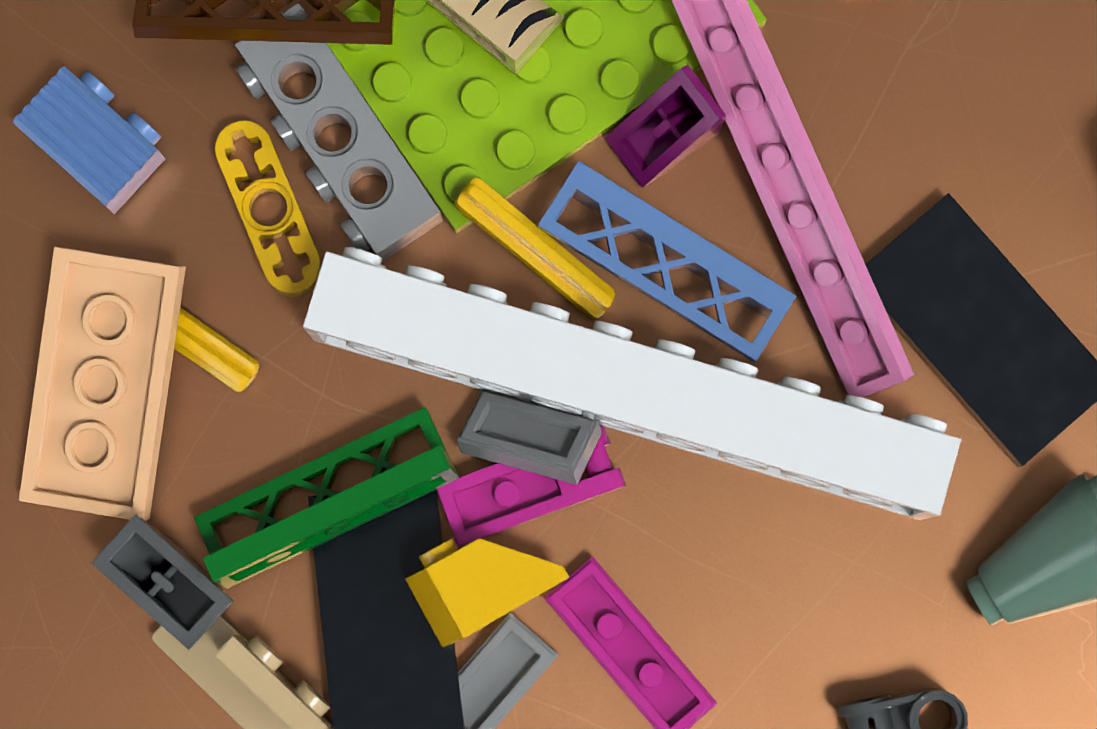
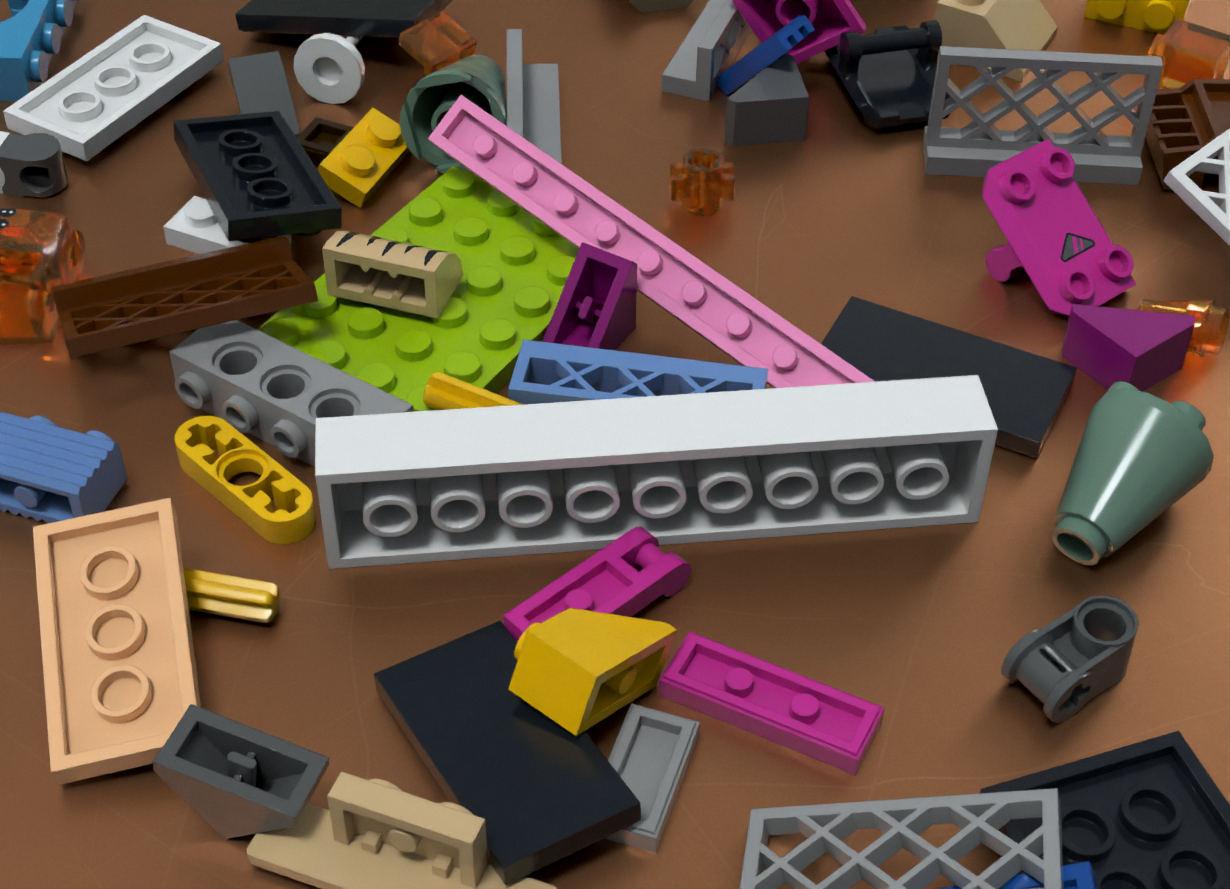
camera: 20 degrees left, 40 degrees down
(332, 511) = (399, 655): green fence -> none
(529, 437) = (577, 546): light grey tile -> none

